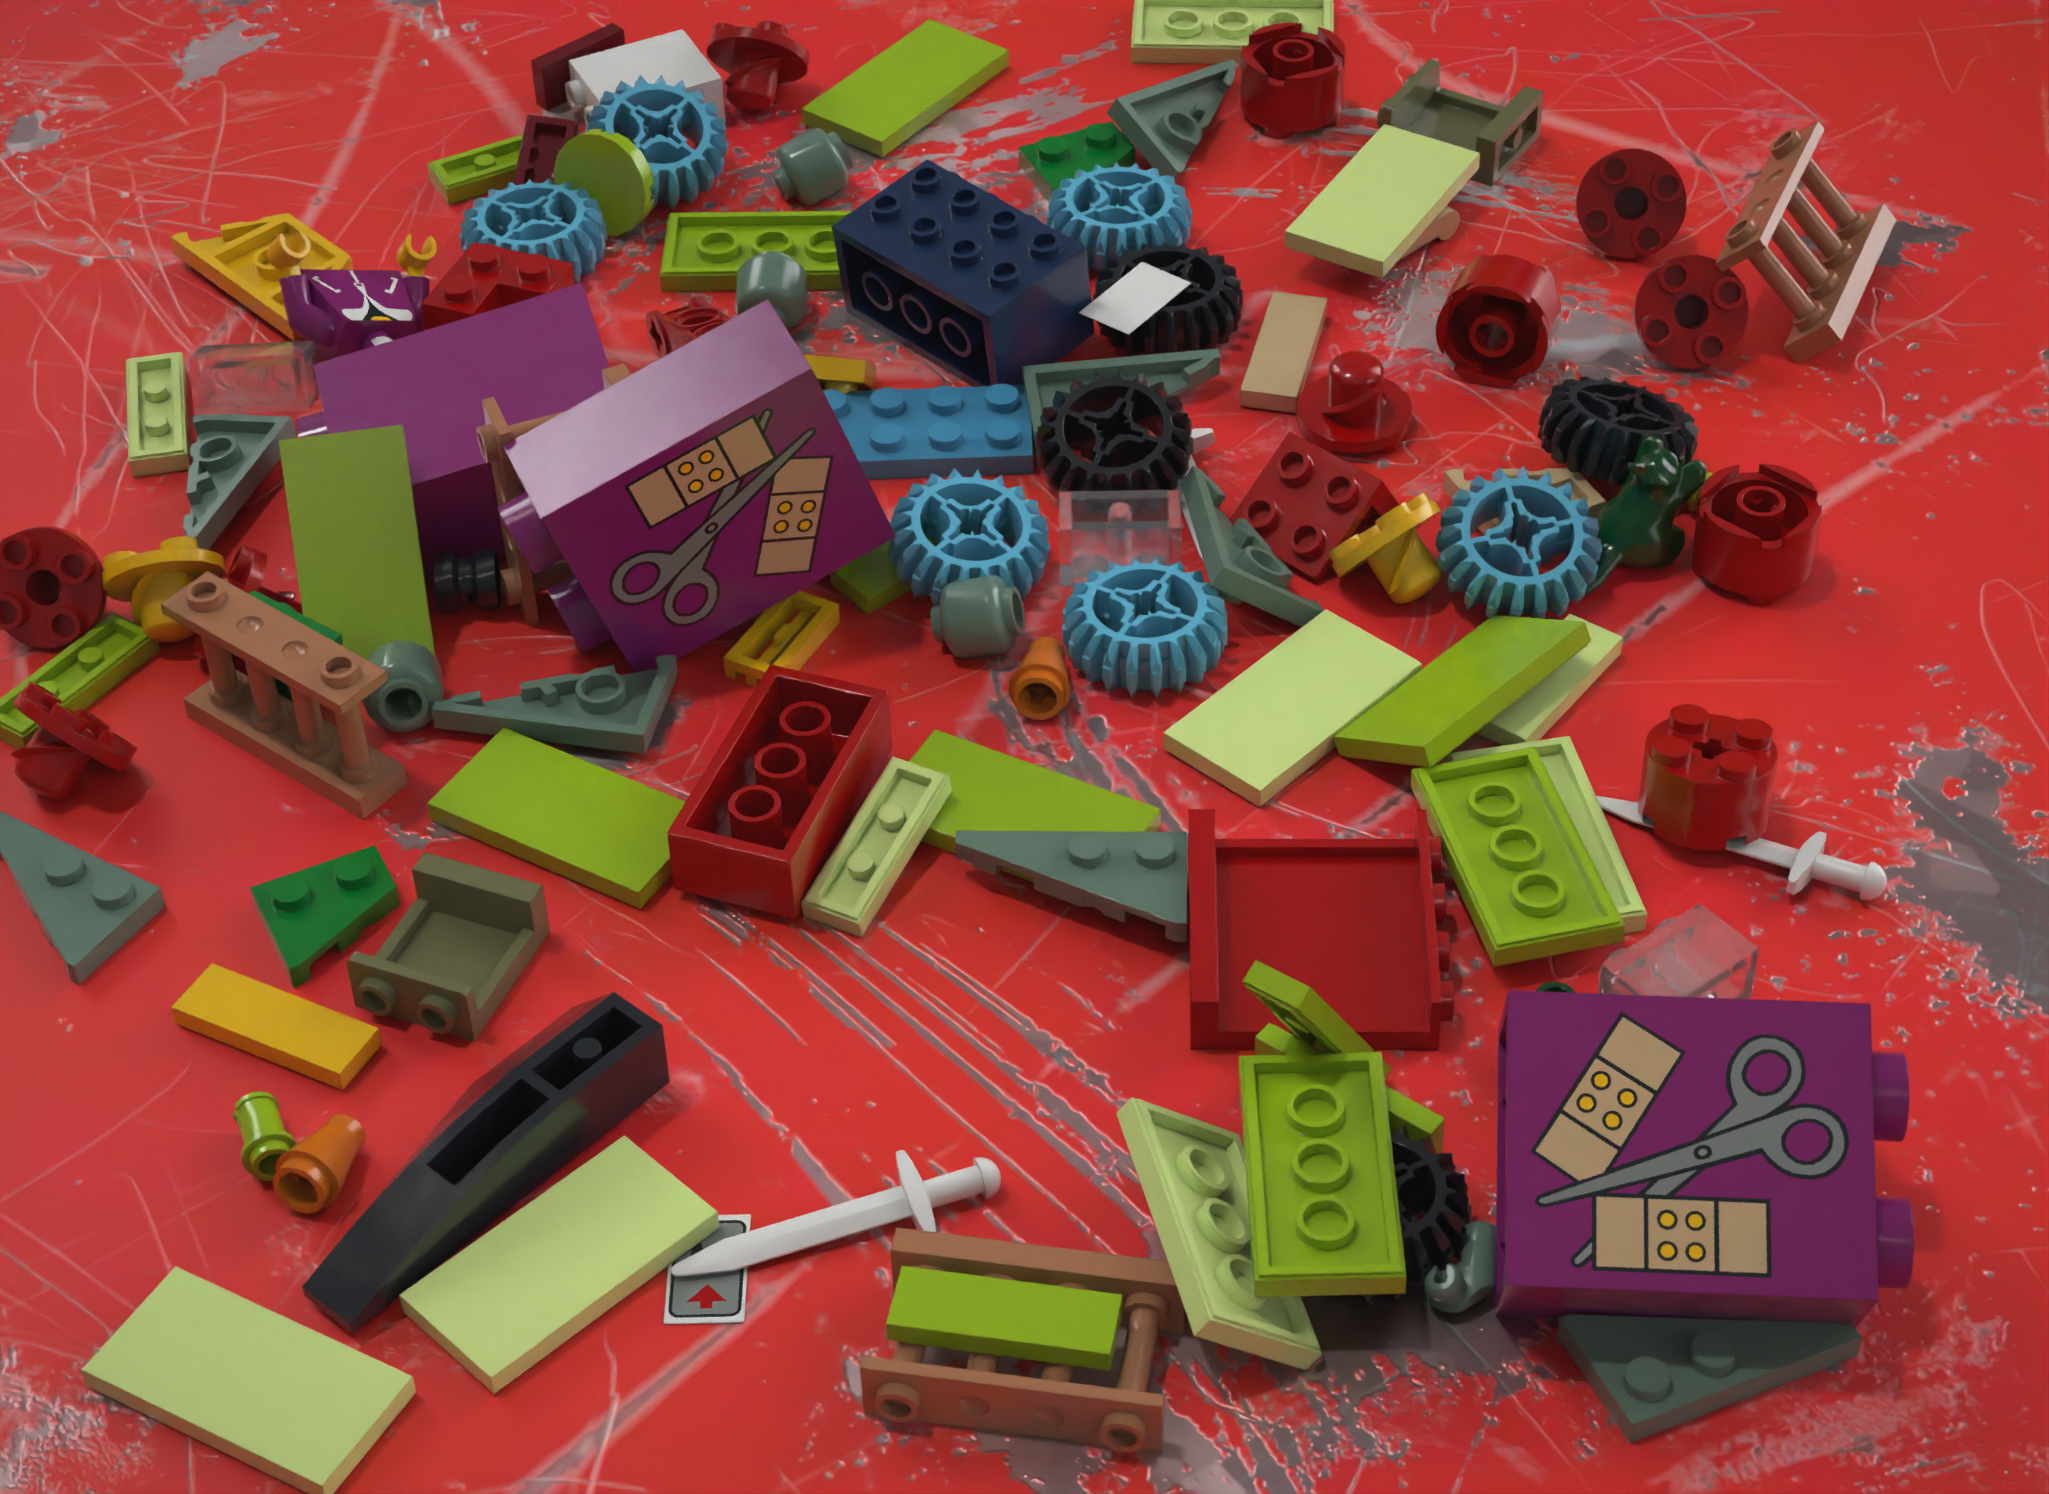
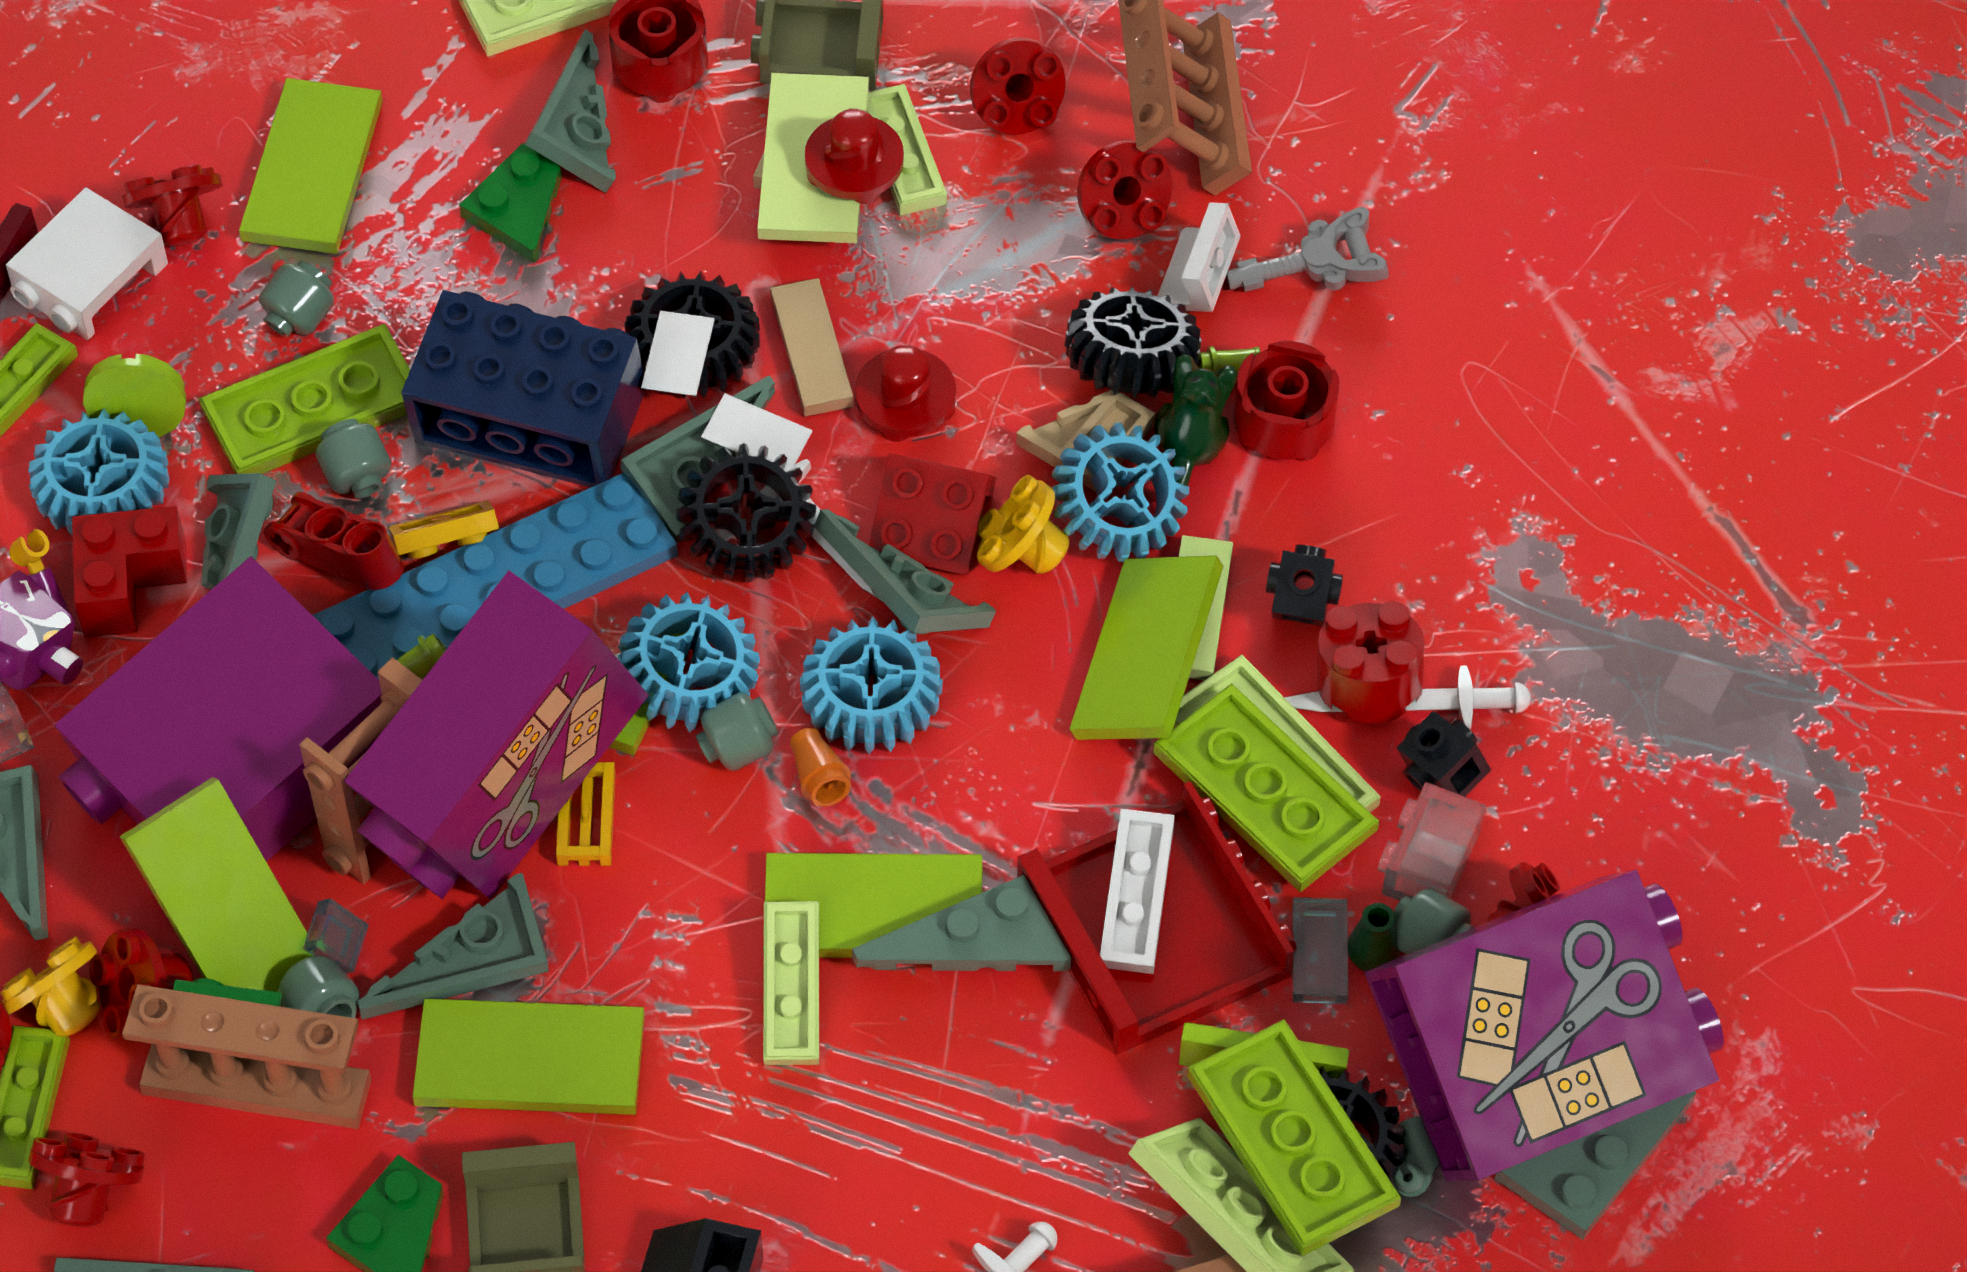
camera: 30 degrees left, 15 degrees up
(460, 645) = (336, 934): none -> clear light blue tile
(467, 580) = (302, 865): black wheel -> none
(540, 146) = (50, 381): dark red plate -> none
(643, 289) = (235, 524): none -> sand green wing
(655, 122) = (189, 336): medium azure gear -> none
(780, 791) = (696, 968): red brick -> none
(1116, 528) = (805, 608): clear brick -> none
(1120, 211) = (591, 242): medium azure gear -> none
(1195, 395) = (742, 422): none -> white sticker
(1288, 707) = (1020, 711): yellowish green tile -> none
(1302, 890) = (1137, 891): none -> white plate
(1304, 1012) = (1228, 1018): lime tile -> none
(1418, 193) = (854, 156): none -> red plate
(1468, 1044) = (1322, 950): none -> clear light blue tile
(1486, 221) = (919, 182): none -> yellowish green tile
(1499, 319) = (980, 258): red brick -> none
(1671, 678) = (1301, 605): none -> black brick
(1741, 889) = (1443, 755): none -> black brick
(1746, 393) = (1202, 260): none -> white panel
(1877, 434) = (1320, 257): none -> light grey piece

